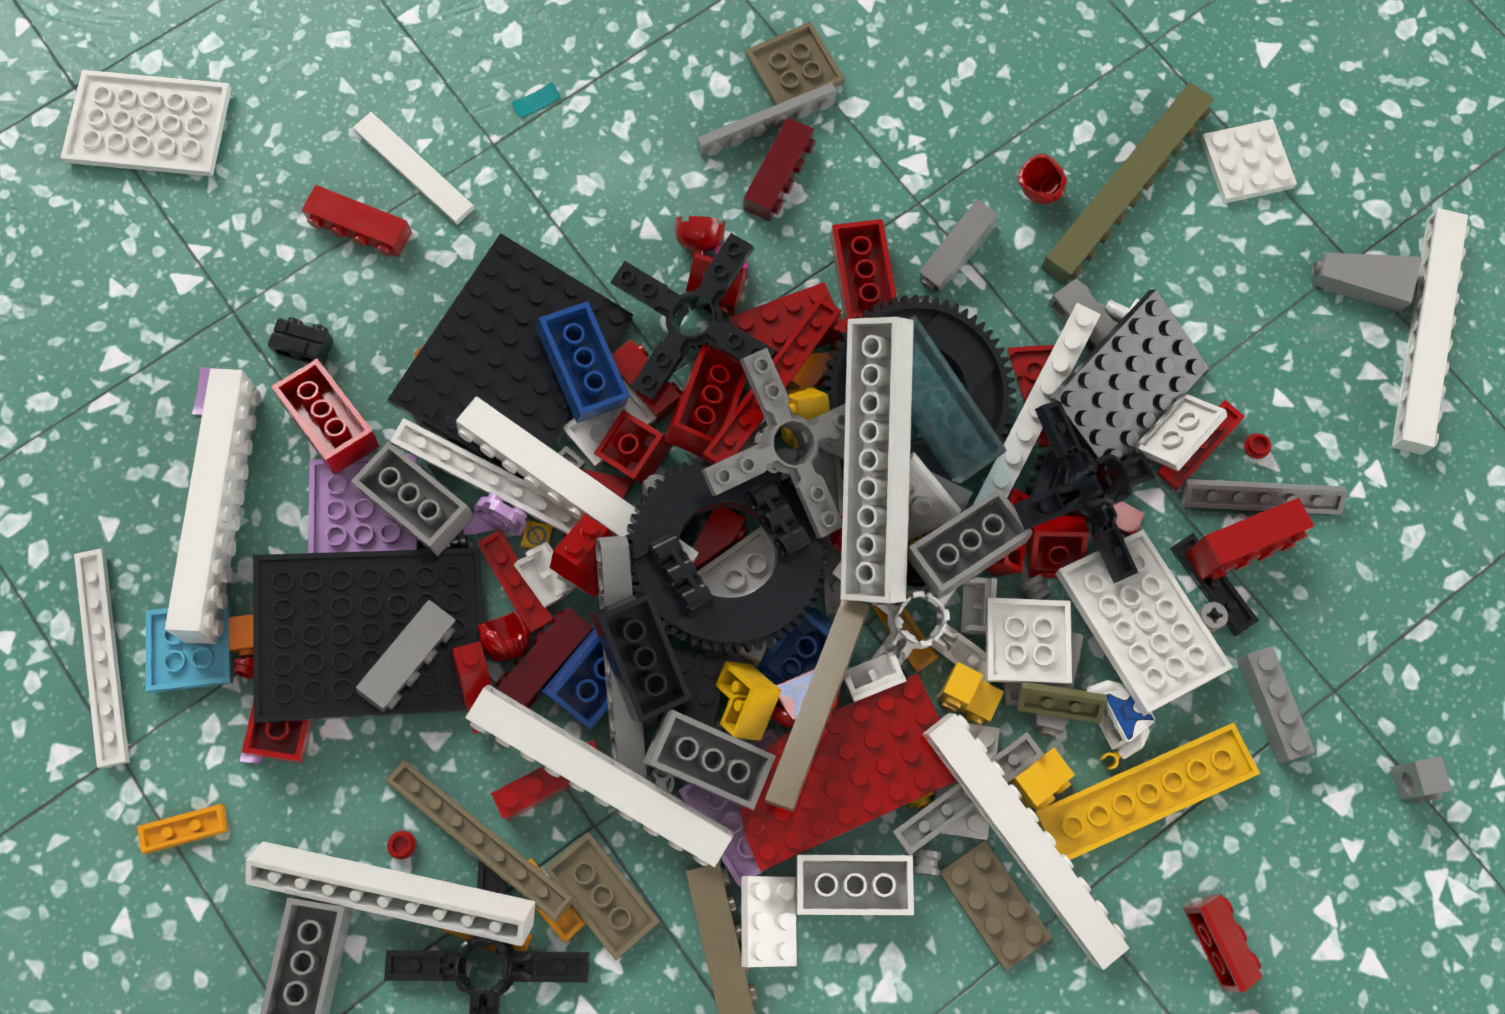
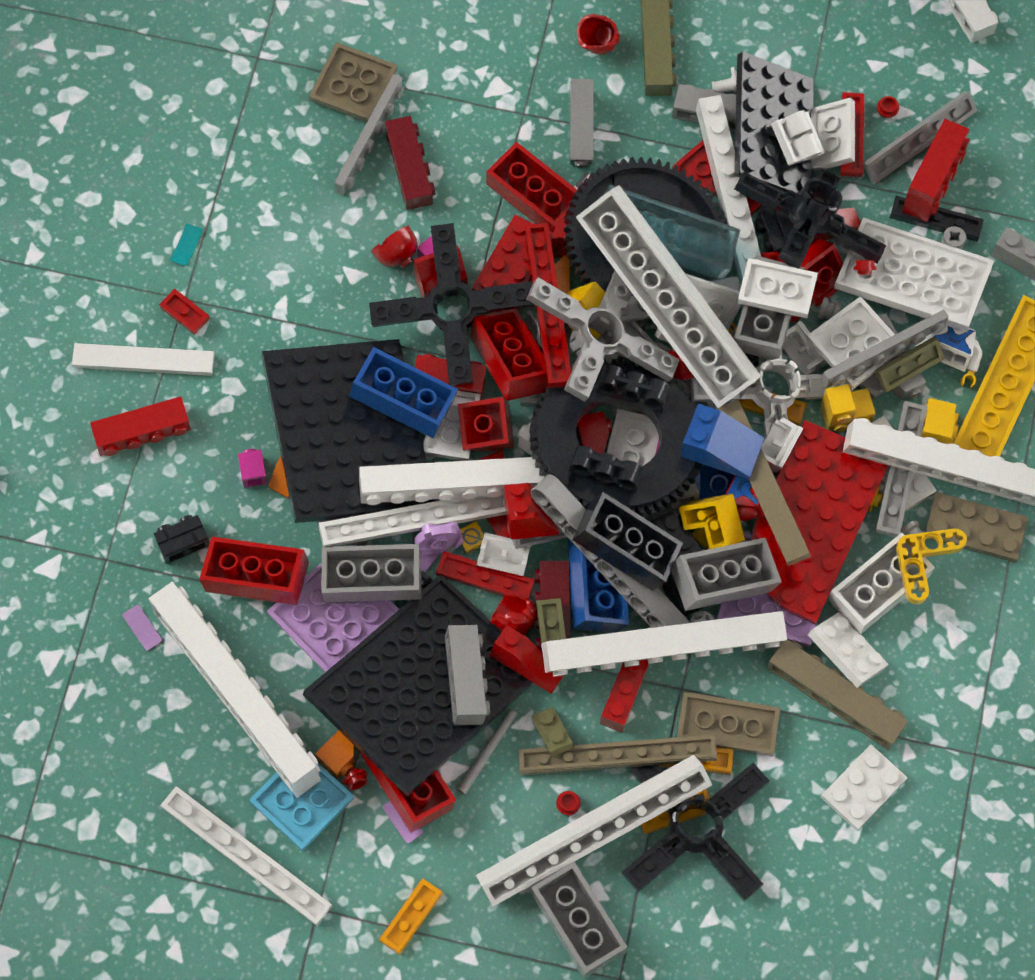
camera: 40 degrees left, 5 degrees down
(378, 738) = (487, 751): none -> light grey bar
(411, 328) = (252, 468): none -> dark pink brick
(443, 769) = (552, 731): none -> olive plate
(480, 153) = (184, 311): none -> red plate
(522, 672) = (550, 620): none -> olive plate
(810, 635) = (721, 442): none -> slope
(913, 889) = (920, 550): none -> yellow beam
(988, 532) = (777, 288): none -> white plate
(1058, 673) = (878, 353): none -> light grey plate
(1099, 576) = (865, 267): none -> red plate
(1141, 408) = (798, 137): none -> white plate

